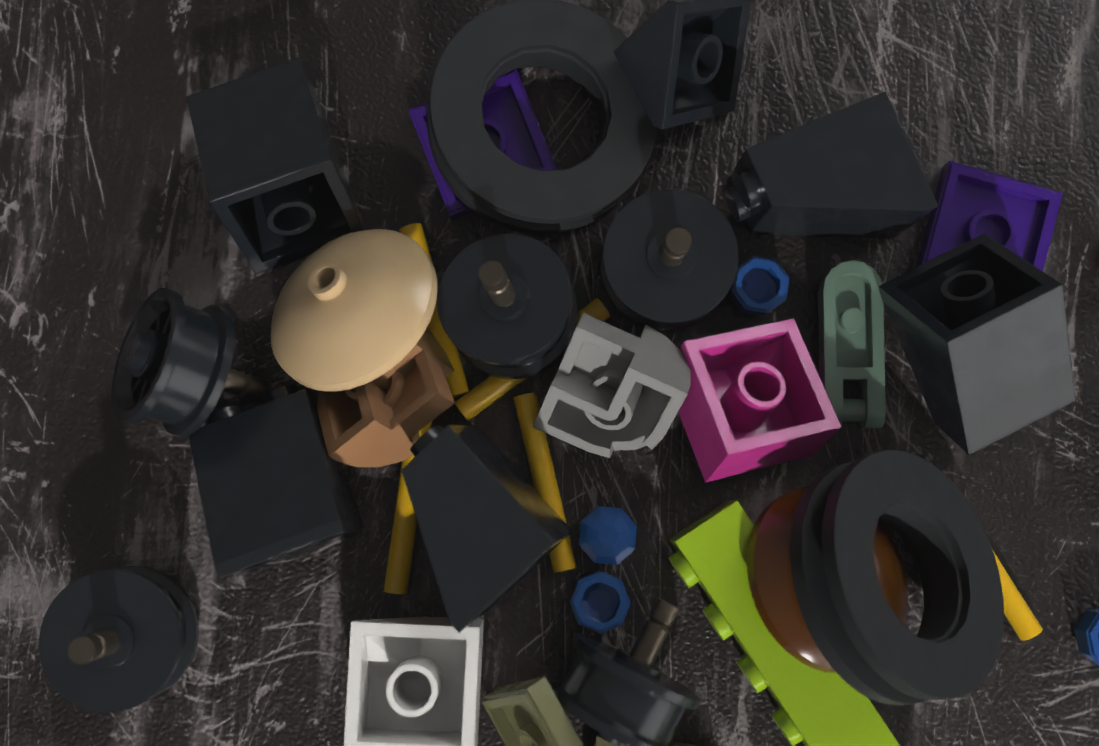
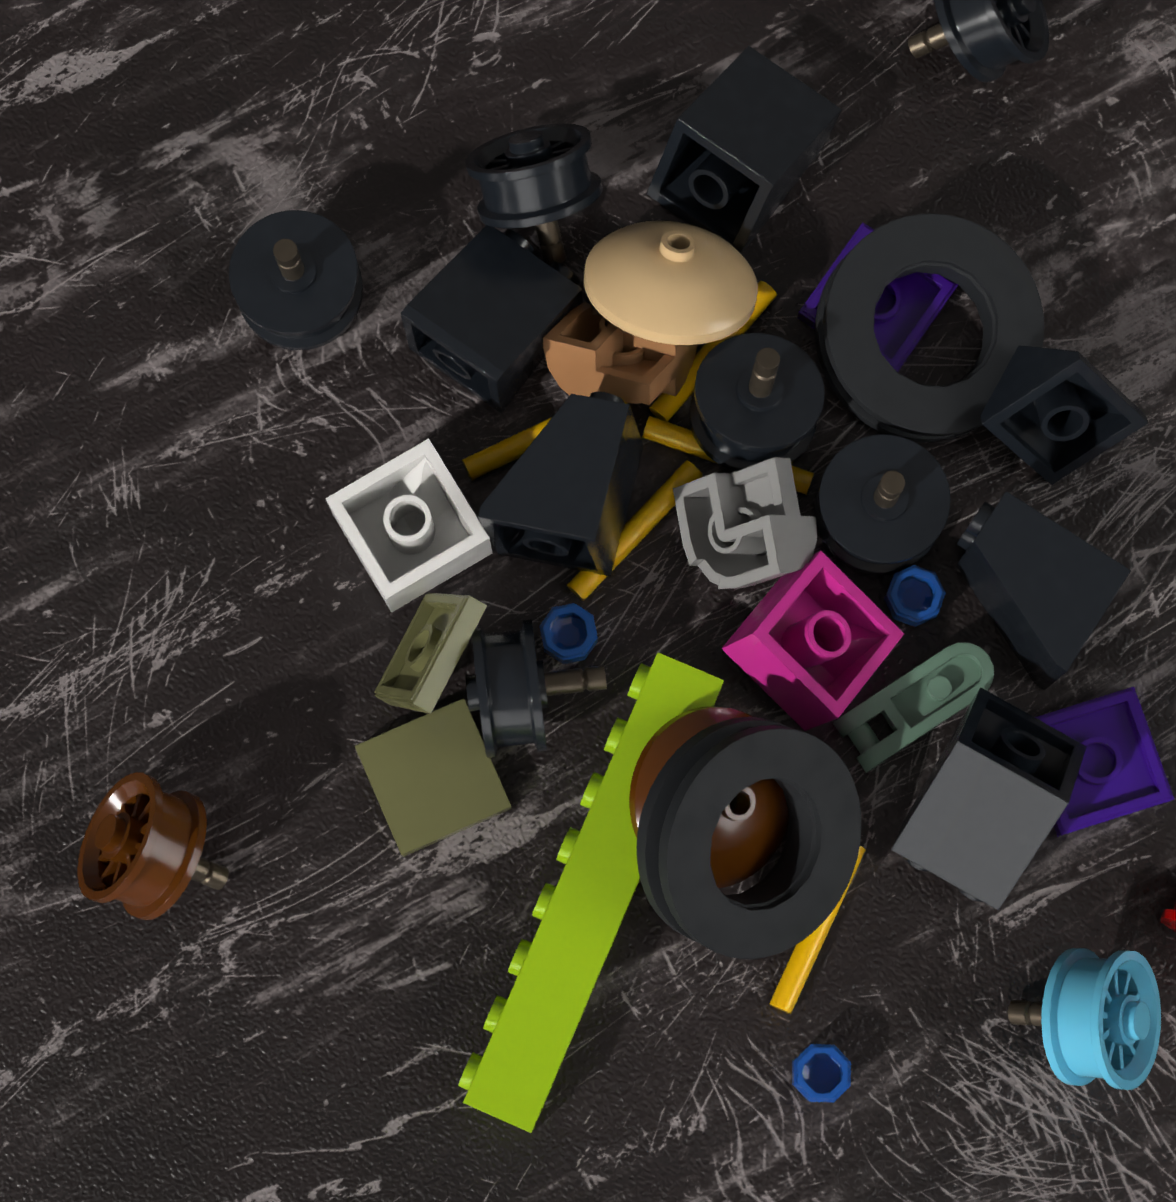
camera: 60 degrees right, 5 degrees down
(607, 535) = (626, 606): blue tile -> none

